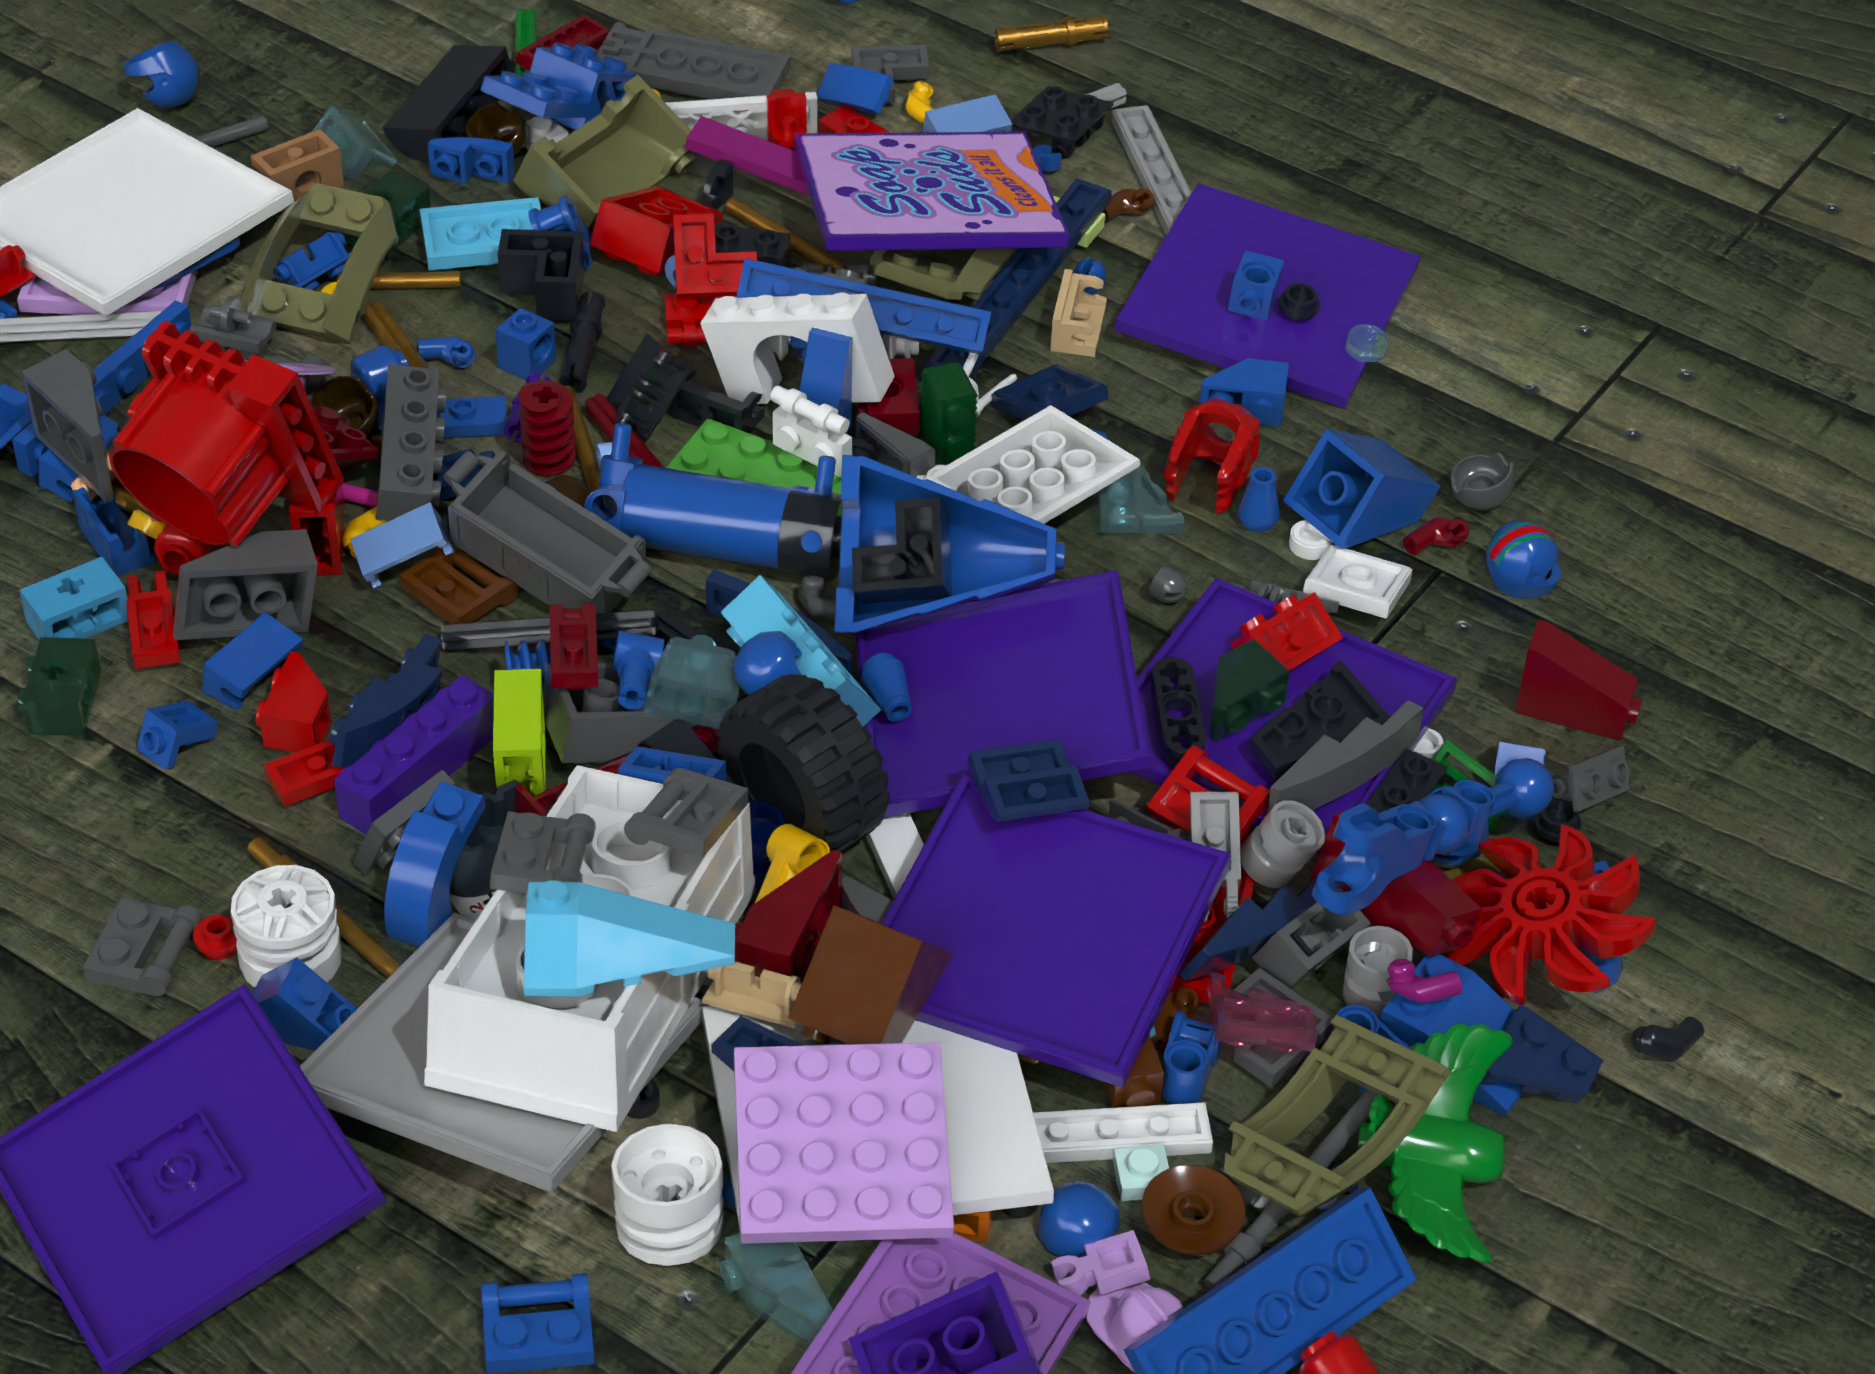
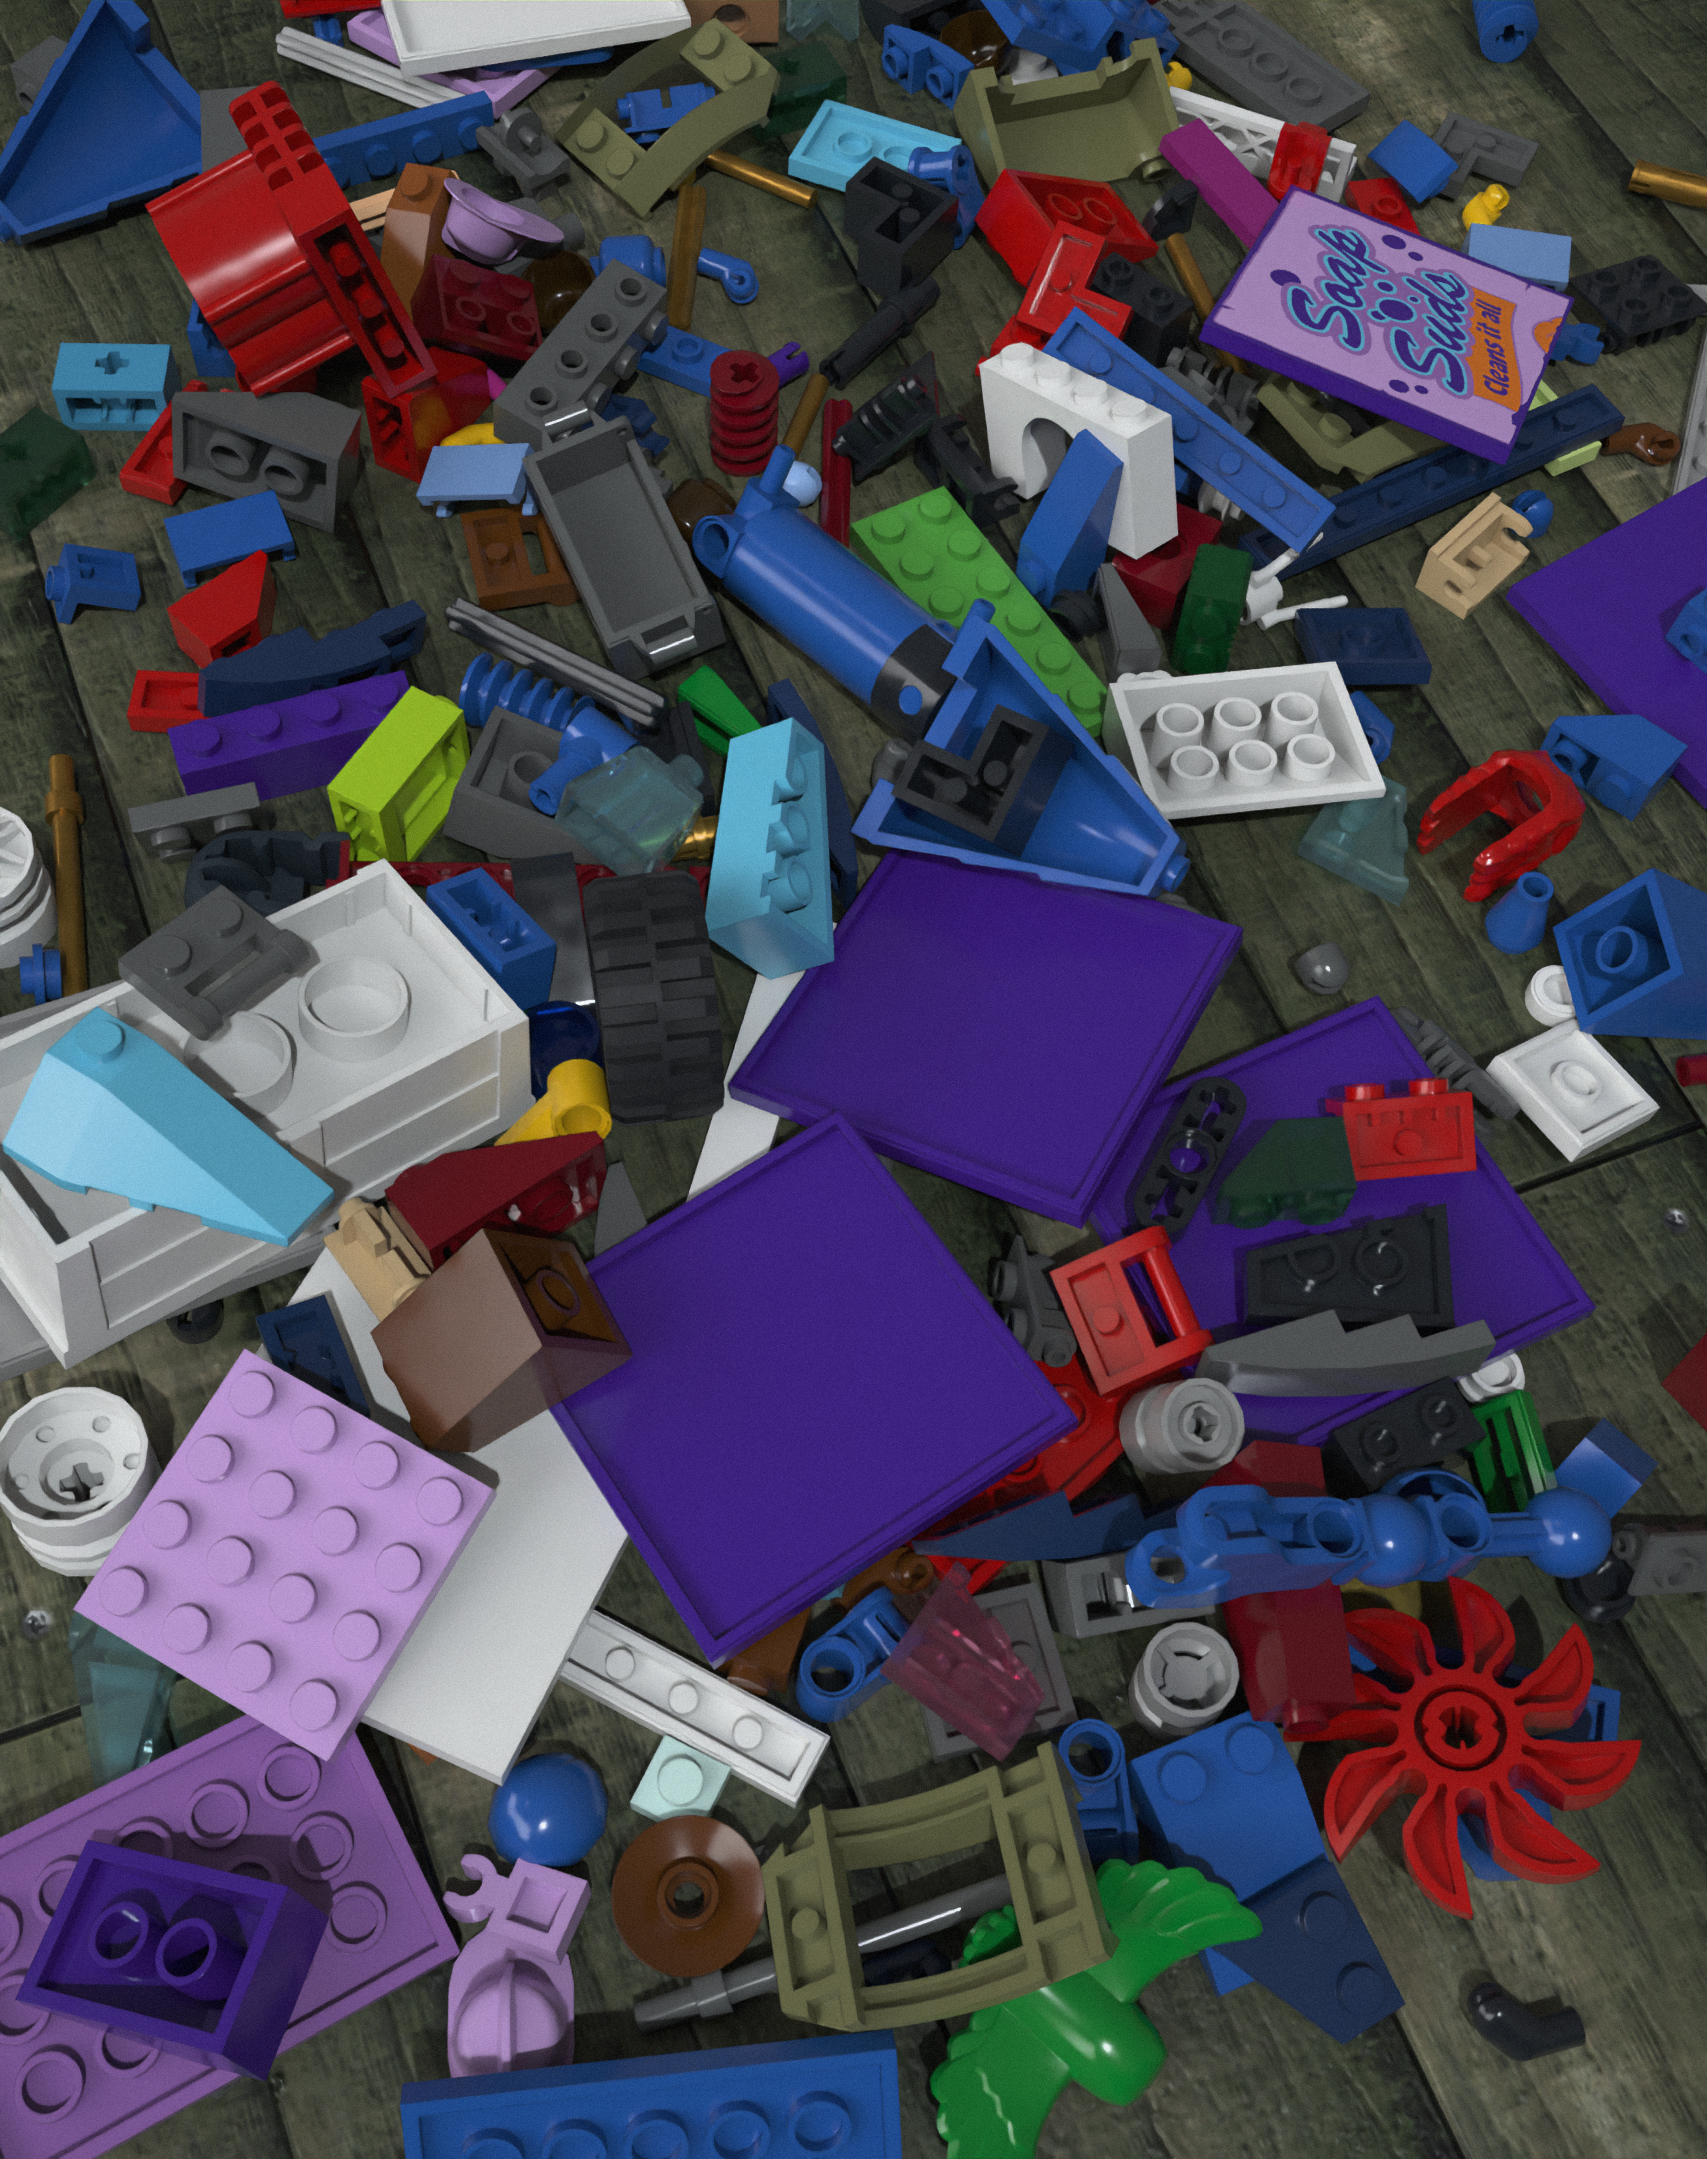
camera: 30 degrees right, 15 degrees up
(367, 965) = (41, 974): none -> blue plate
(425, 864) = (172, 872): blue arch -> none
(525, 344) = (810, 305): blue brick -> none
(573, 647) = (529, 698): dark red plate -> none
(685, 606) = (715, 710): none -> green slope
(699, 819) = (432, 1010): dark grey plate -> none
(765, 659) = (705, 835): blue hair -> none
(809, 428) = (1022, 559): white plate -> none
(887, 684) = (863, 932): blue cone -> none
(1027, 780) = (897, 1169): dark blue slope -> none
(1216, 825) = (1093, 1378): light grey hinge -> none
(1421, 989) = (1190, 1767): magenta arm -> none

